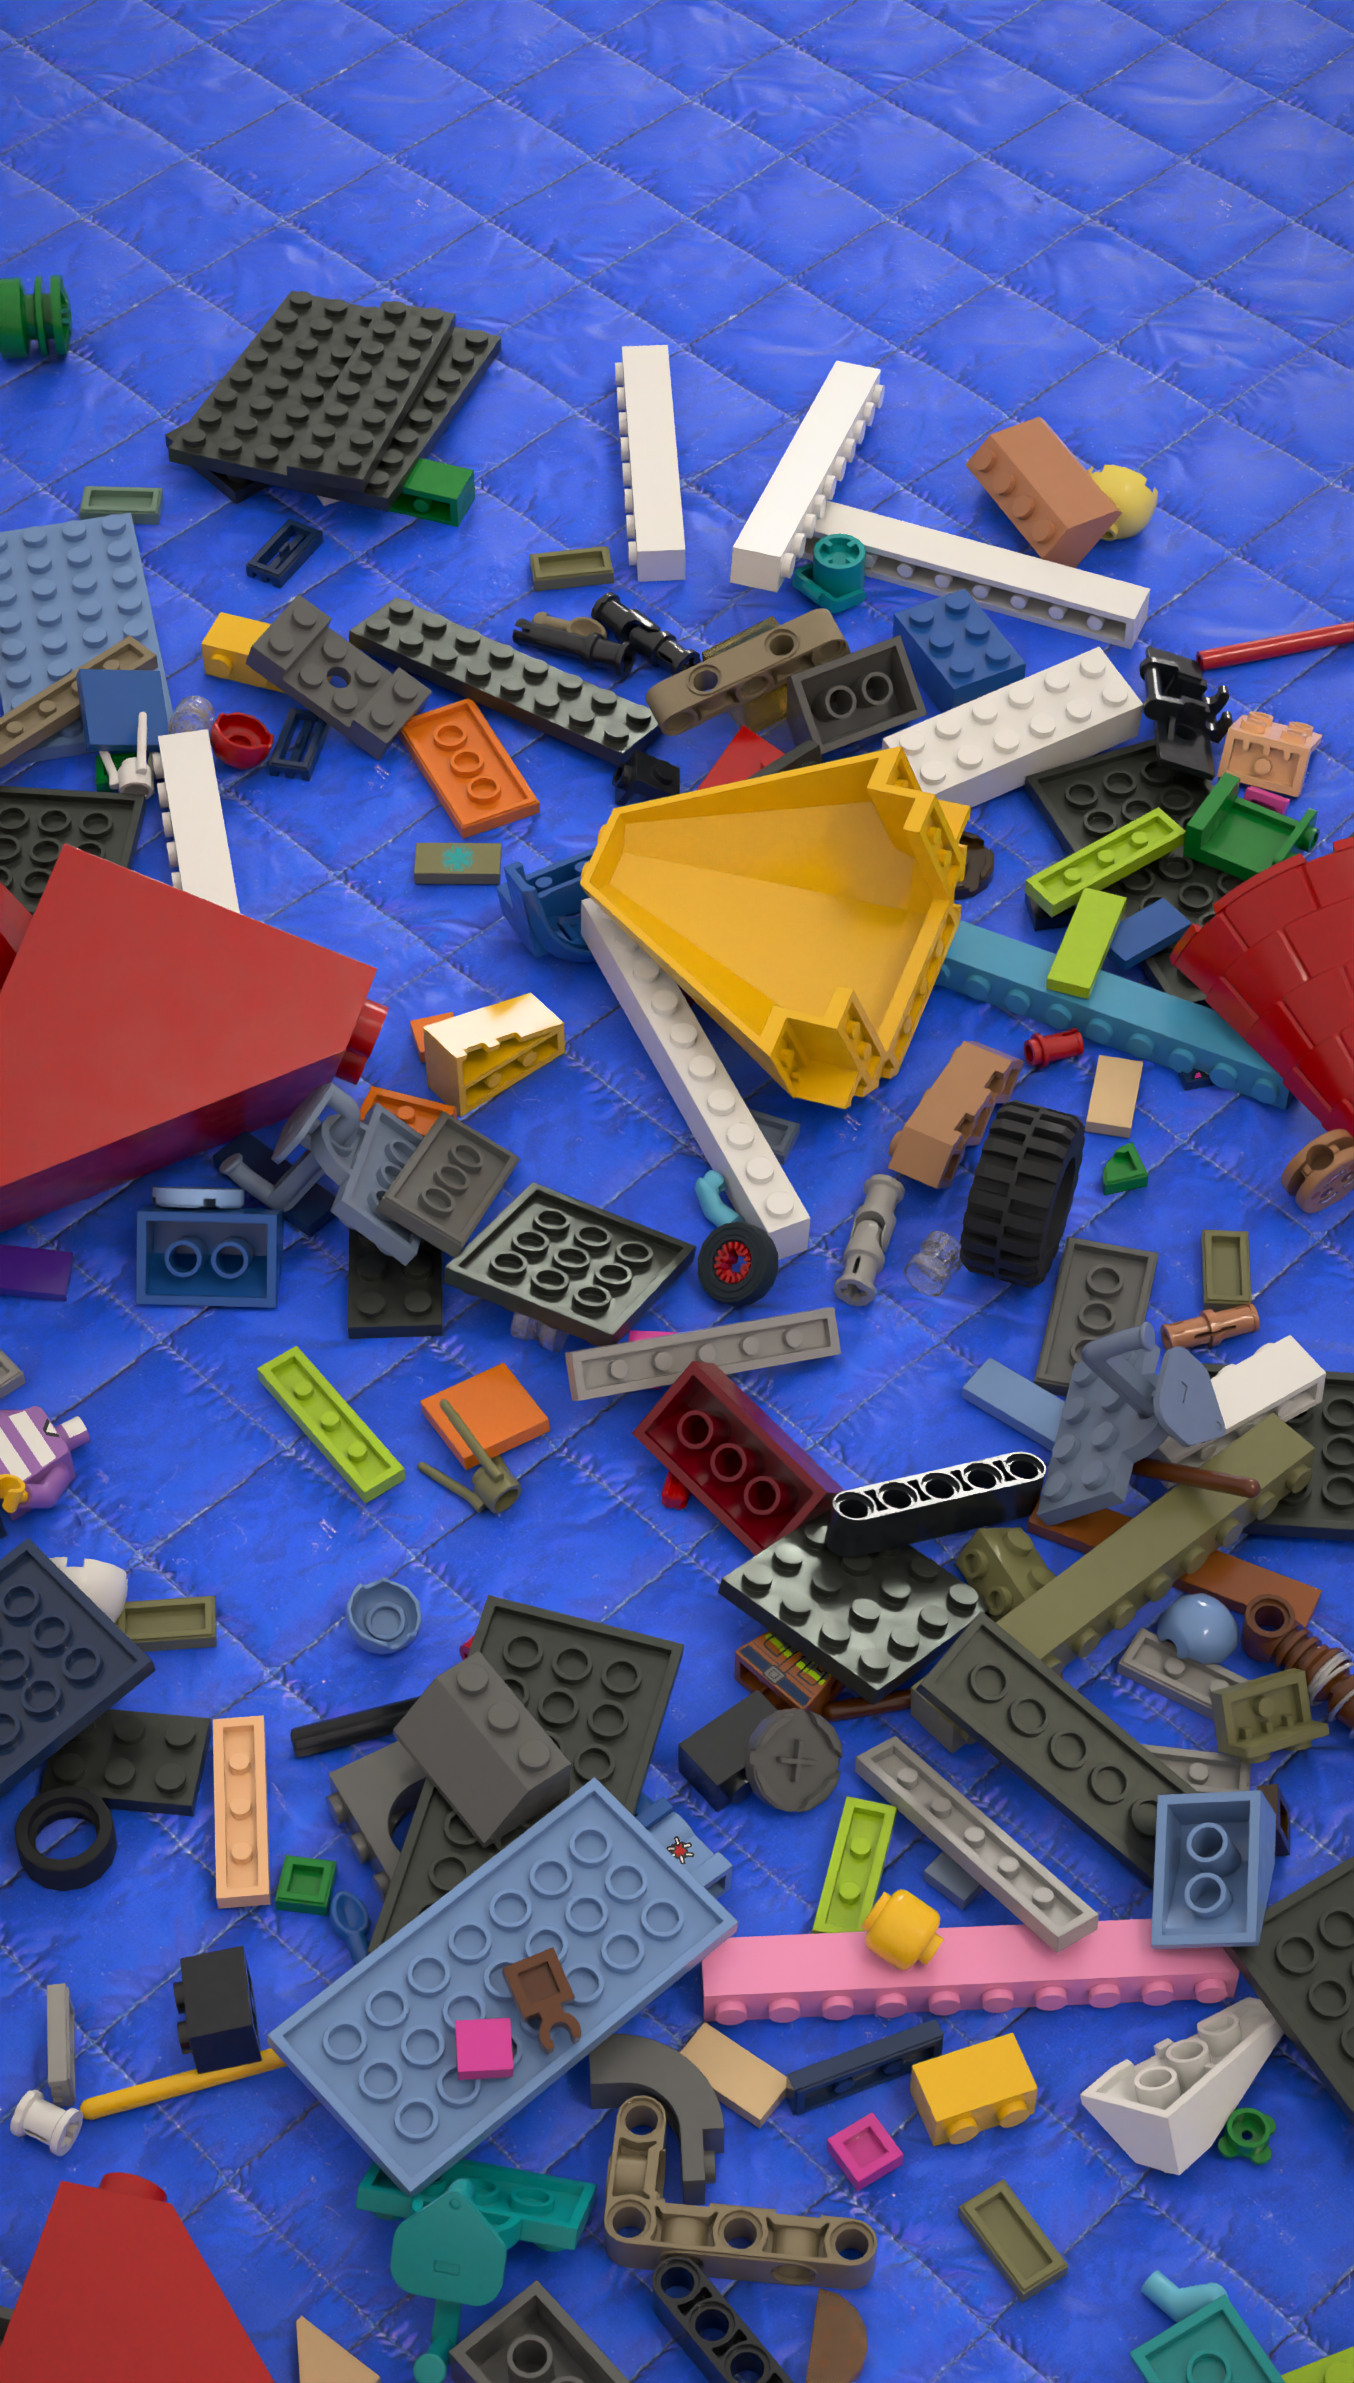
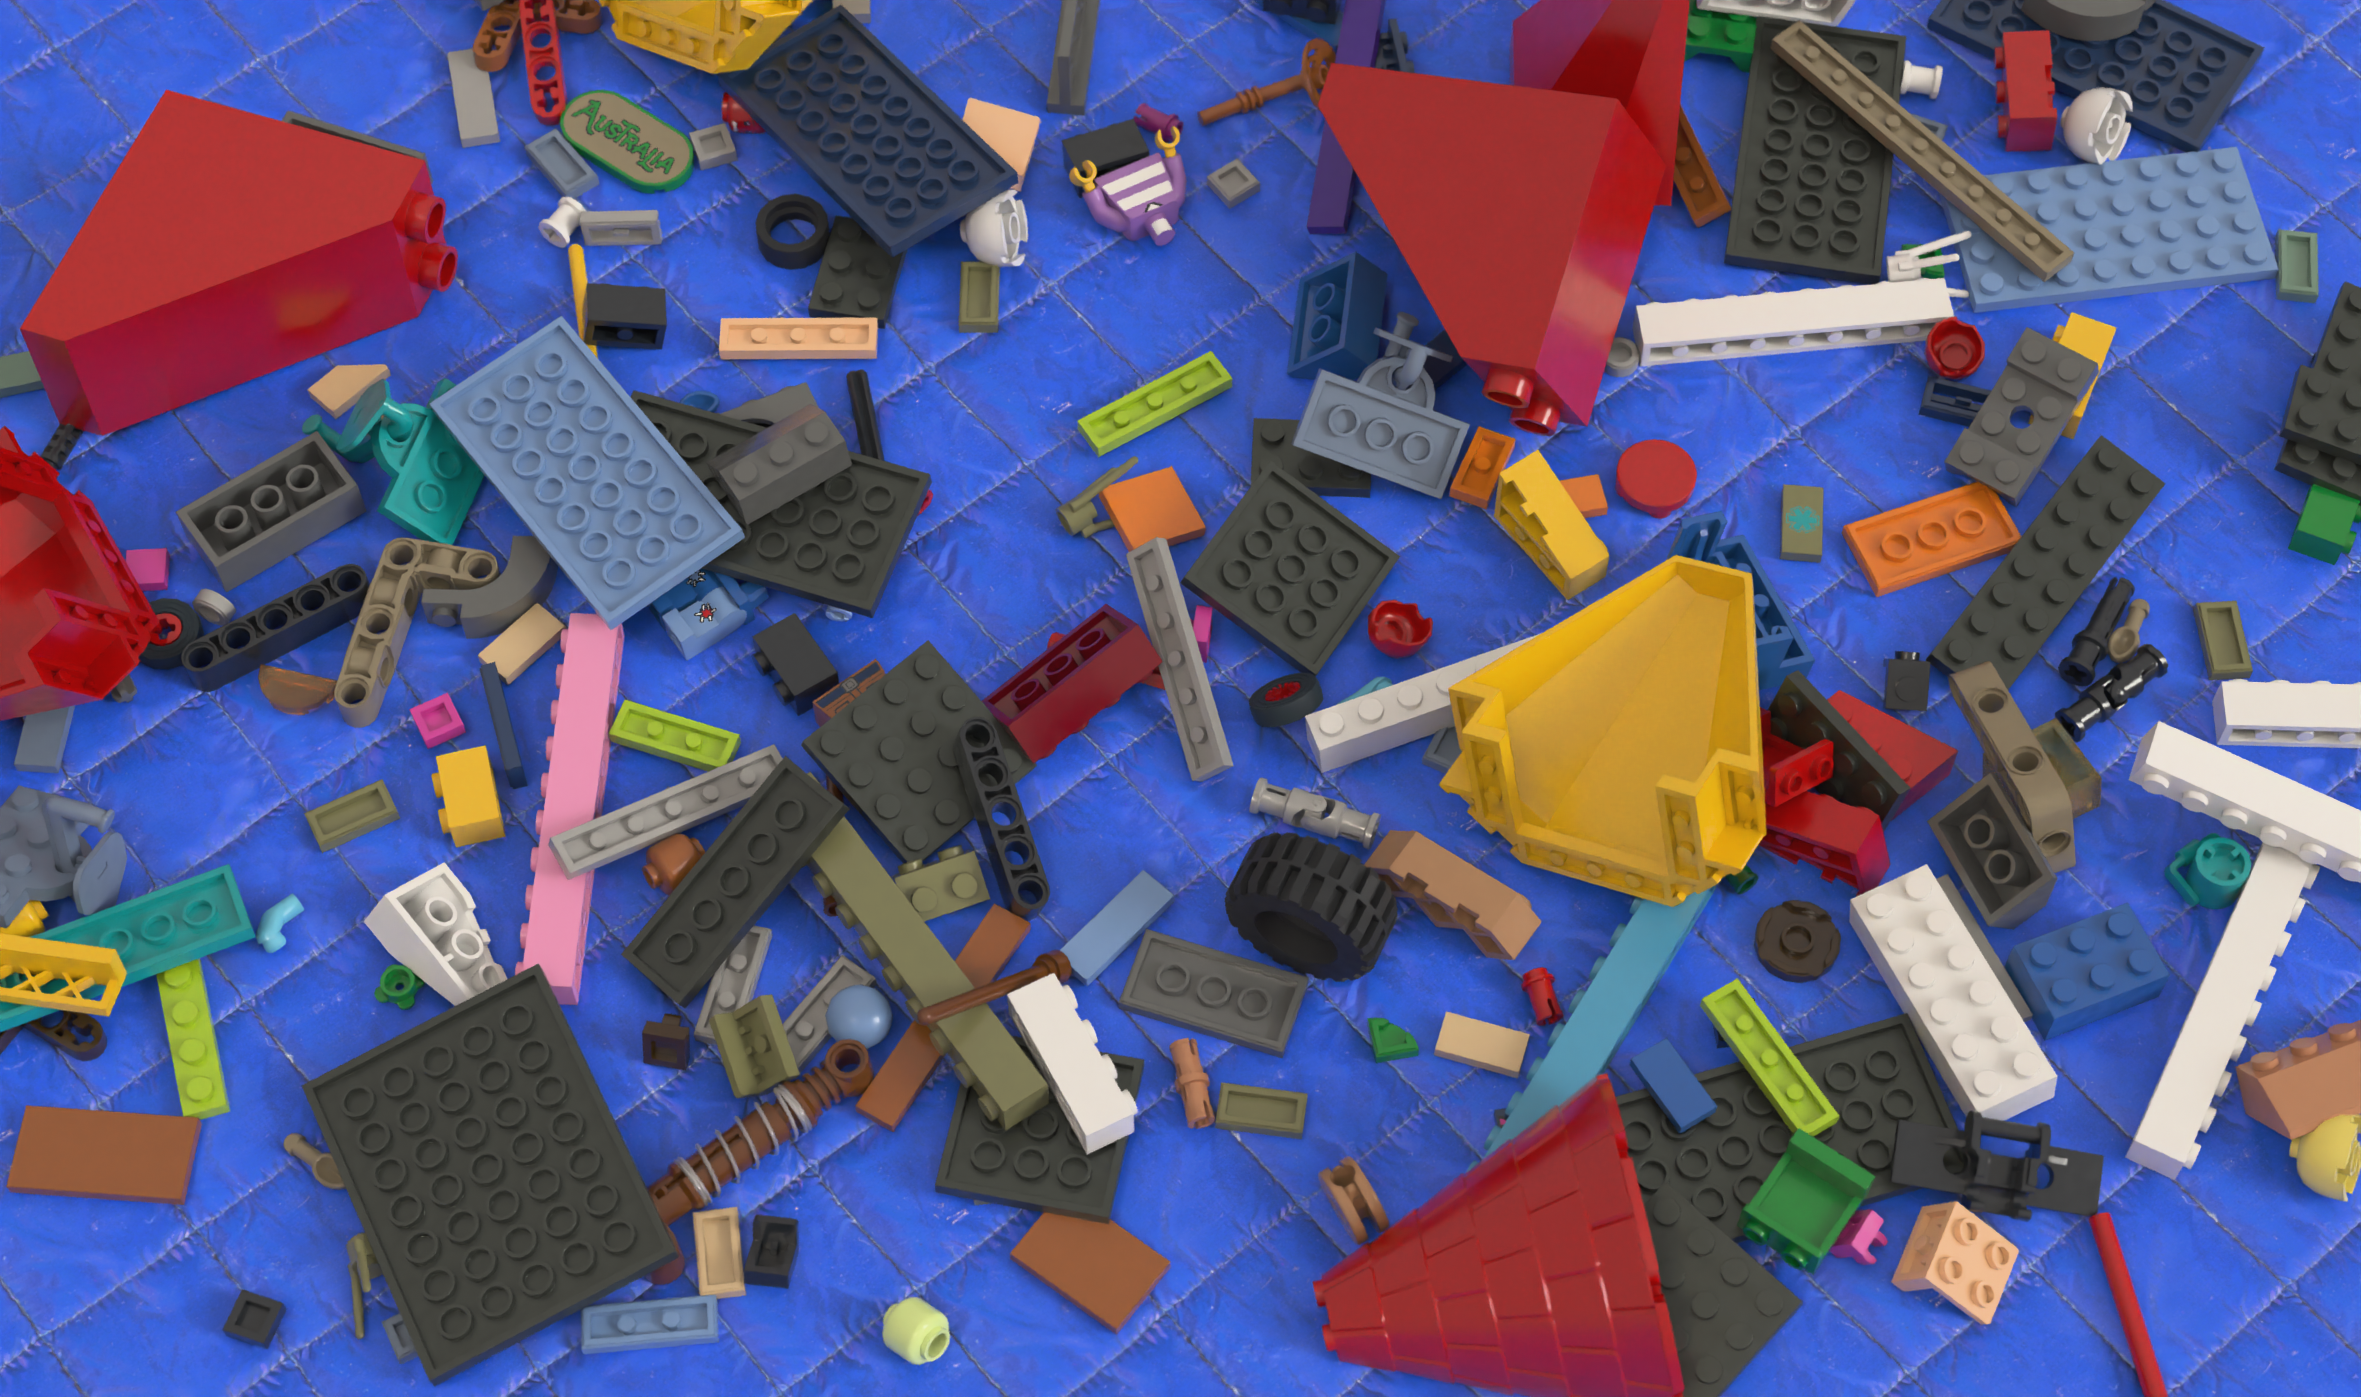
camera: 95 degrees right, 10 degrees up
(112, 705) = (1984, 248): blue tile -> none
(184, 721) = (1977, 310): clear wheel -> none
(198, 1197) = (1386, 296): light blue tile -> none
(290, 556) = (2230, 401): dark blue tile -> none
(306, 1885) = (733, 381): green tile -> none
(383, 1616) = (953, 427): medium blue hair -> none
(411, 974) = (1655, 477): none -> red tile
(448, 1184) = (1380, 479): dark grey tile -> none
(483, 2048) = (523, 445): dark pink tile -> none
(541, 1992) = (557, 481): reddish brown plate -> none
(632, 1174) = (1398, 628): none -> red hair
(793, 1760) = (772, 695): dark grey tile -> none
(902, 1929) = (586, 738): yellow head -> none
(1040, 1835) = (671, 861): none -> dark orange head
(1086, 943) = (1648, 1021): lime tile -> none
(1121, 1415) = (1039, 963): sand blue plate -> none
(1212, 1869) = (597, 964): medium blue slope -> none

